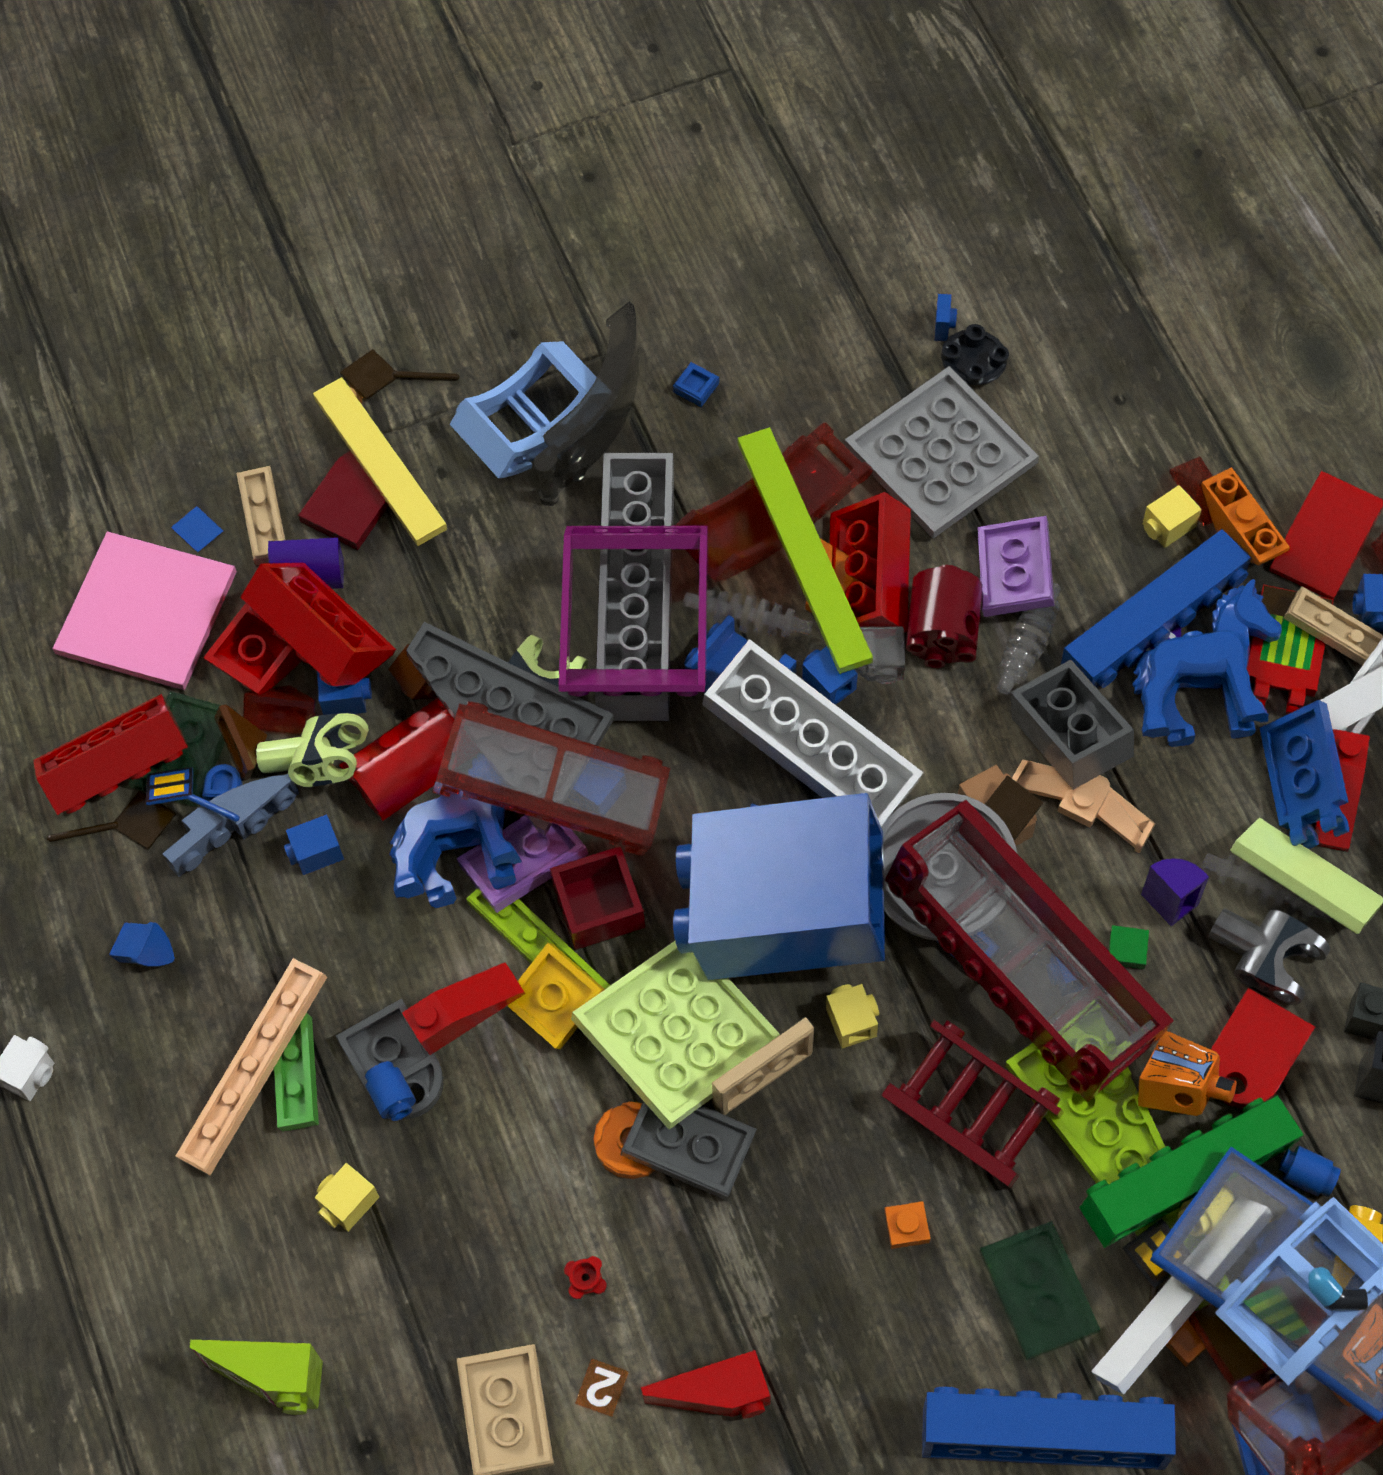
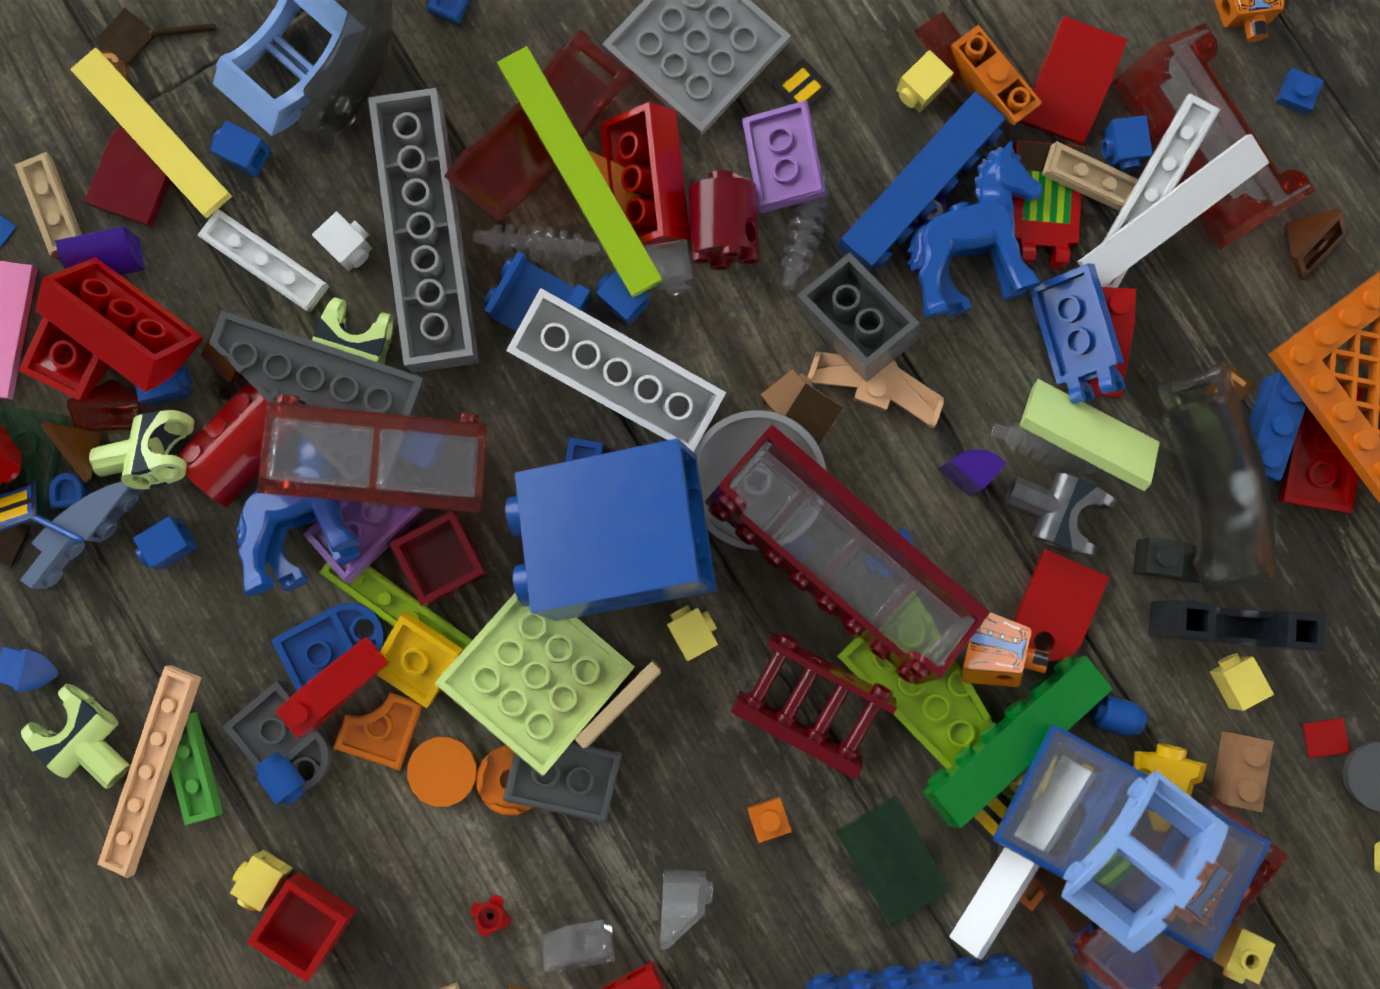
camera: 15 degrees left, 20 degrees up
(186, 1027) = (80, 740): none -> yellowish green connector
(384, 1246) = (301, 926): none -> red piece
(458, 960) = (323, 639): none -> blue tile
(464, 487) = (240, 149): none -> blue brick
(465, 595) = (263, 260): none -> white tile
(502, 1071) = (383, 734): none -> orange tile
(545, 584) = (344, 241): none -> white brick
(559, 1119) = (442, 771): none -> orange tile
(619, 681) = (433, 341): magenta window -> none
(678, 1317) = (578, 946): none -> clear slope
(798, 1293) = (682, 902): none -> clear slope
(1045, 502) = (802, 84): none -> piece
(1129, 946) = (933, 524): green tile -> none
(1332, 1295) = (1172, 883): arm -> none

